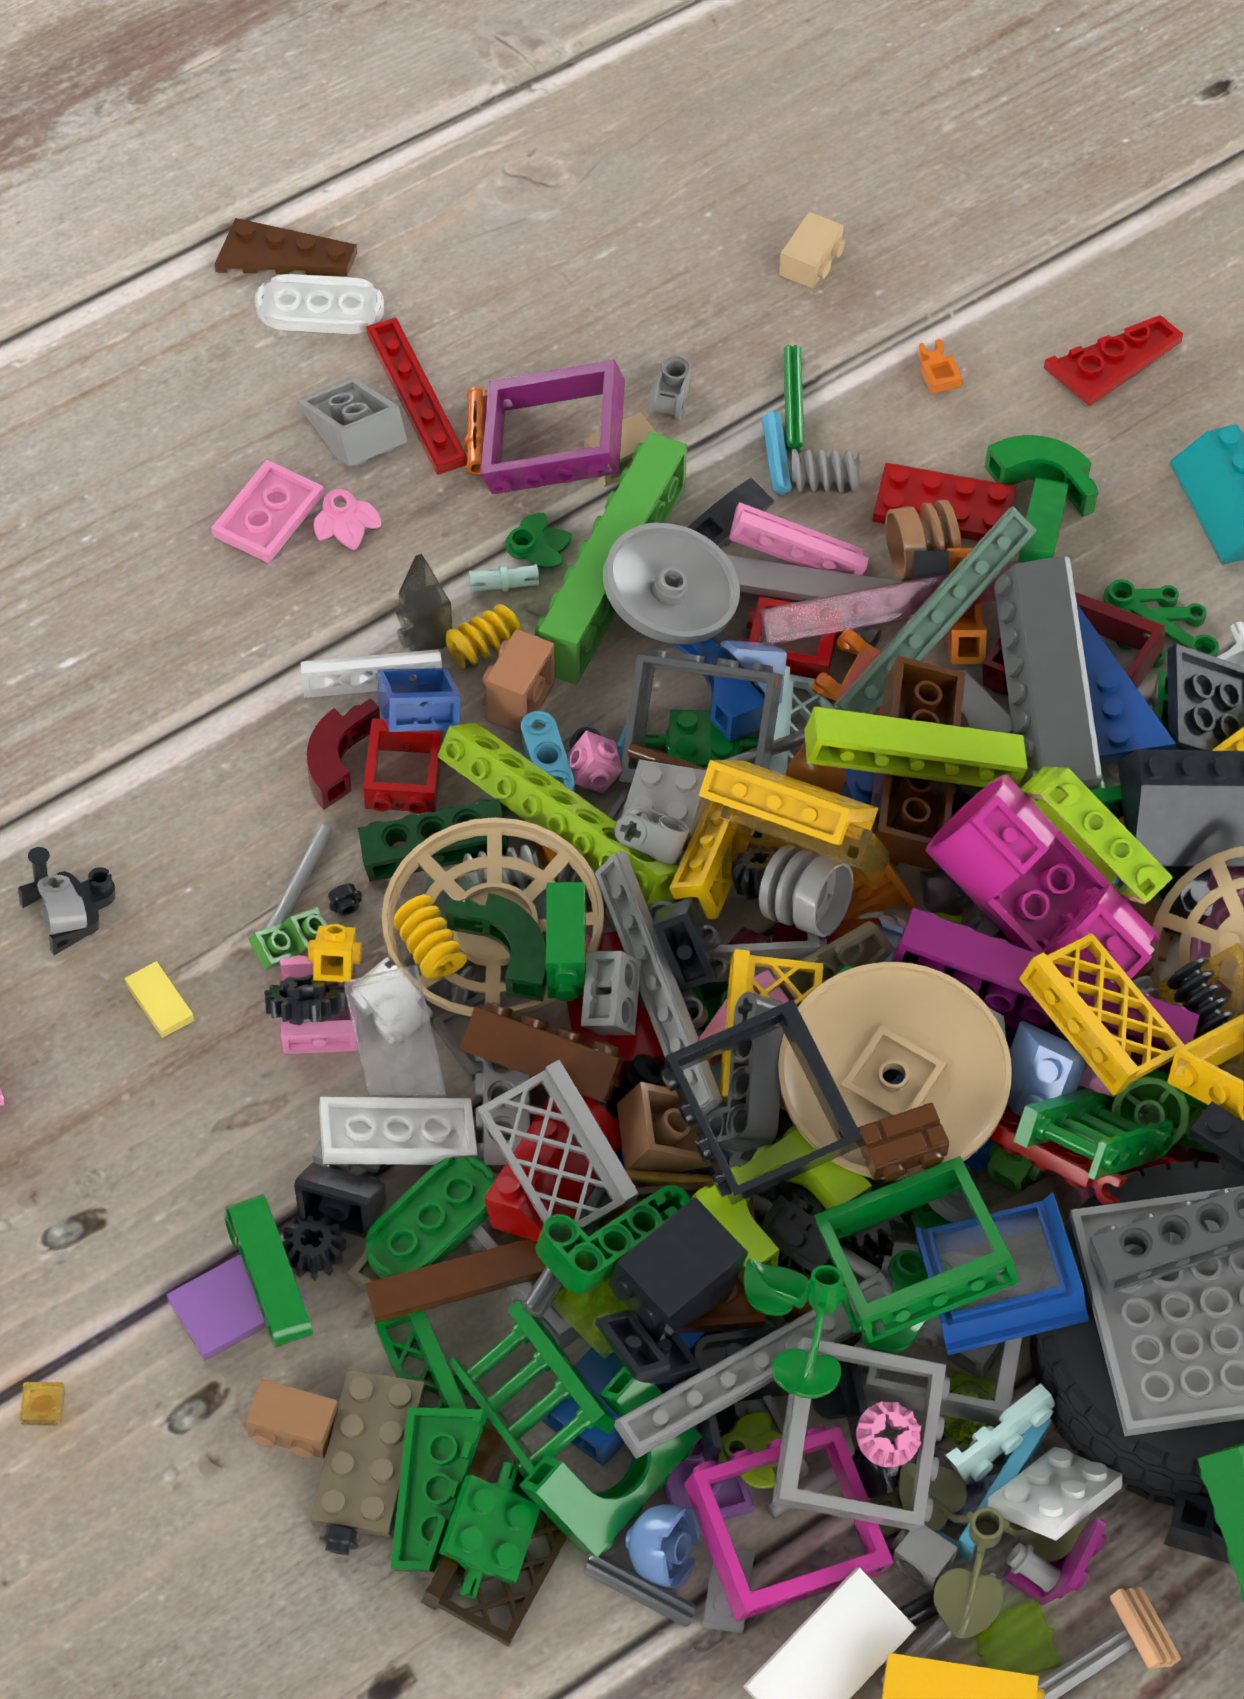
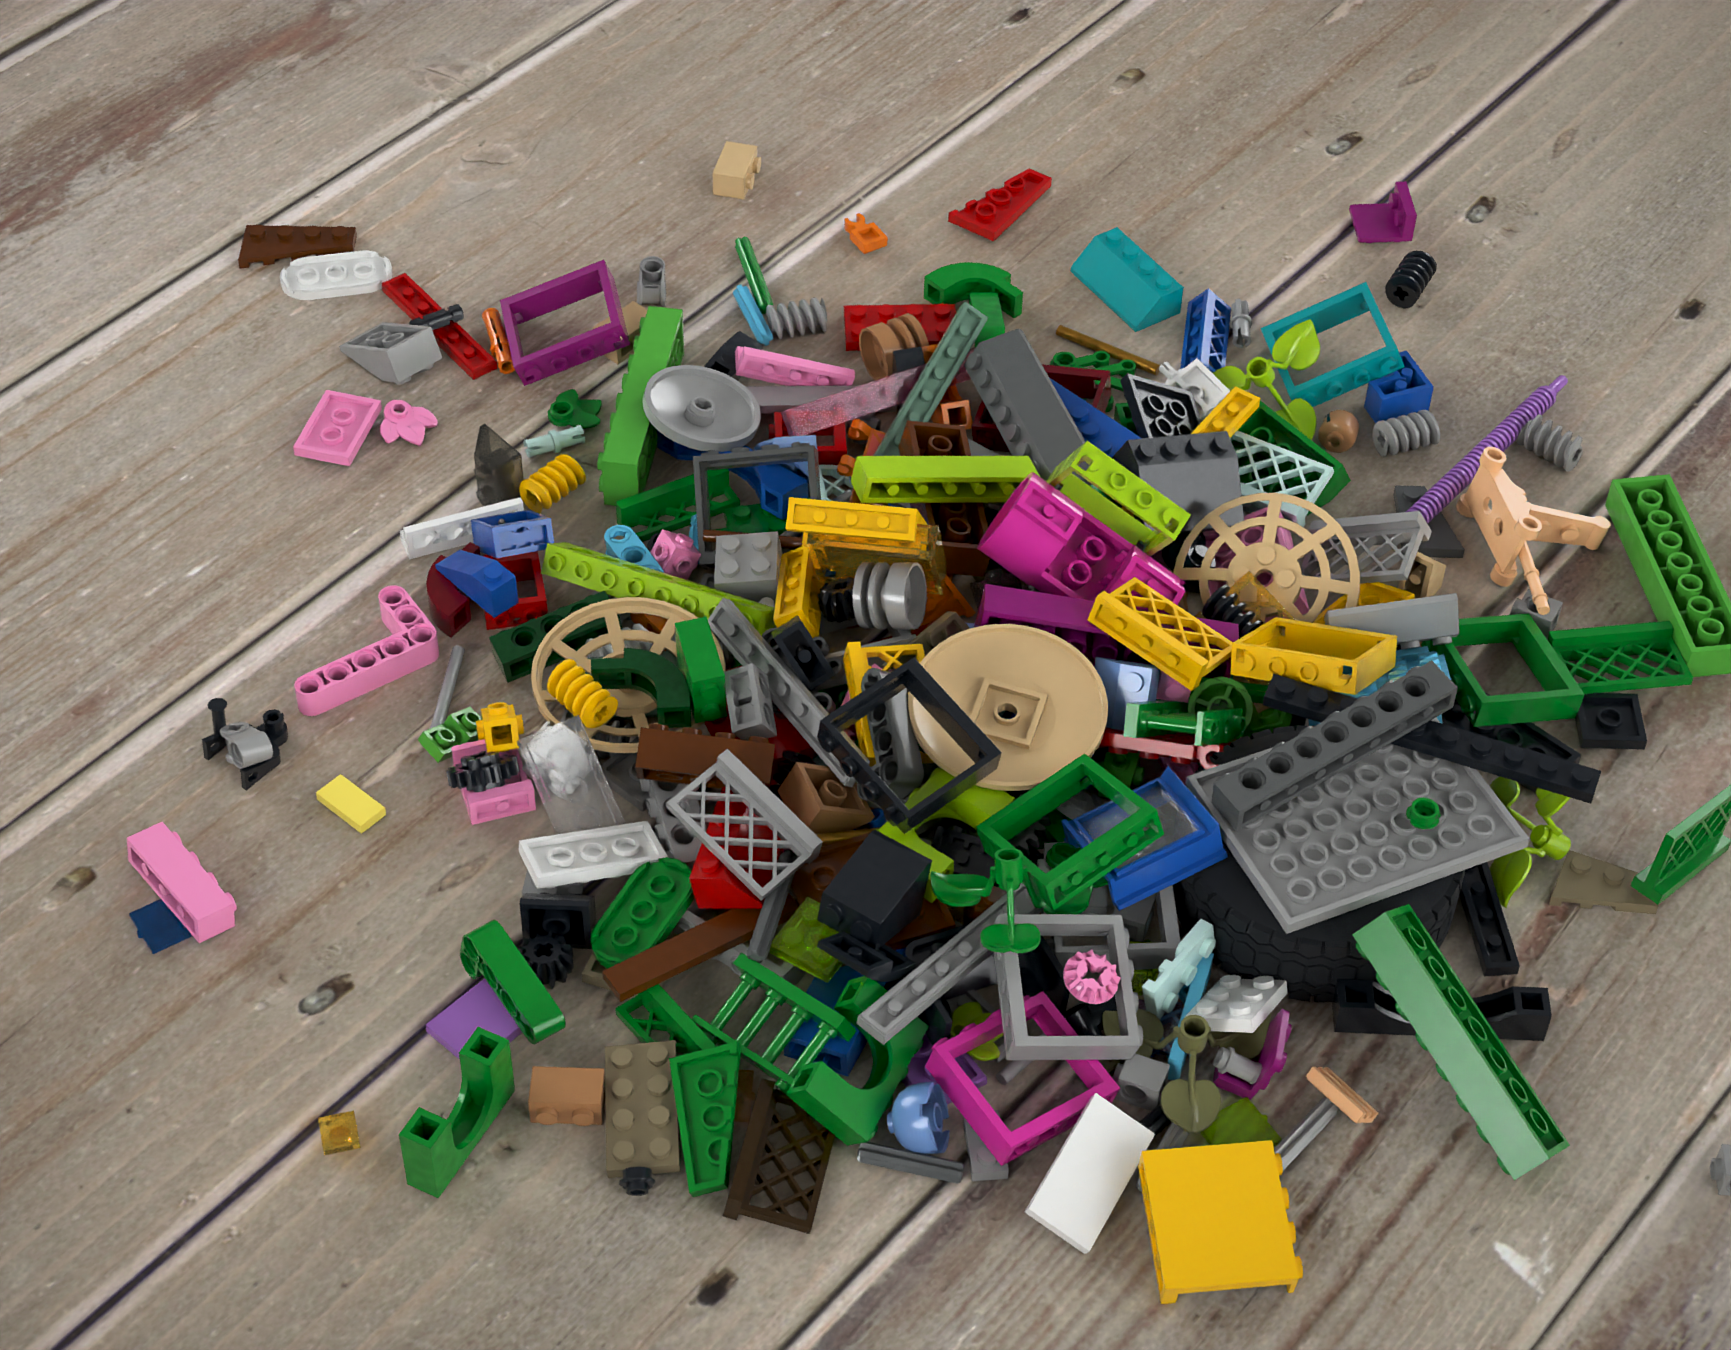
camera: 15 degrees left, 10 degrees down
(132, 1459) = (439, 1146): none -> green arch
(231, 822) = (407, 650): none -> bright pink beam
(344, 899) = (490, 694): black plate -> none
(365, 754) = (482, 580): none -> blue slope
(414, 390) = (440, 318): none -> black axle
(489, 1530) = (769, 1137): green plate -> none
(519, 680) = (592, 505): nougat brick -> none
(593, 1251) = (797, 900): green beam -> none
(609, 684) = (673, 500): none -> green fence
(654, 834) = (752, 585): light grey piece -> none
(904, 1142) = (1035, 752): reddish brown brick -> none
(1180, 583) = (1113, 351): none -> pearl gold bar

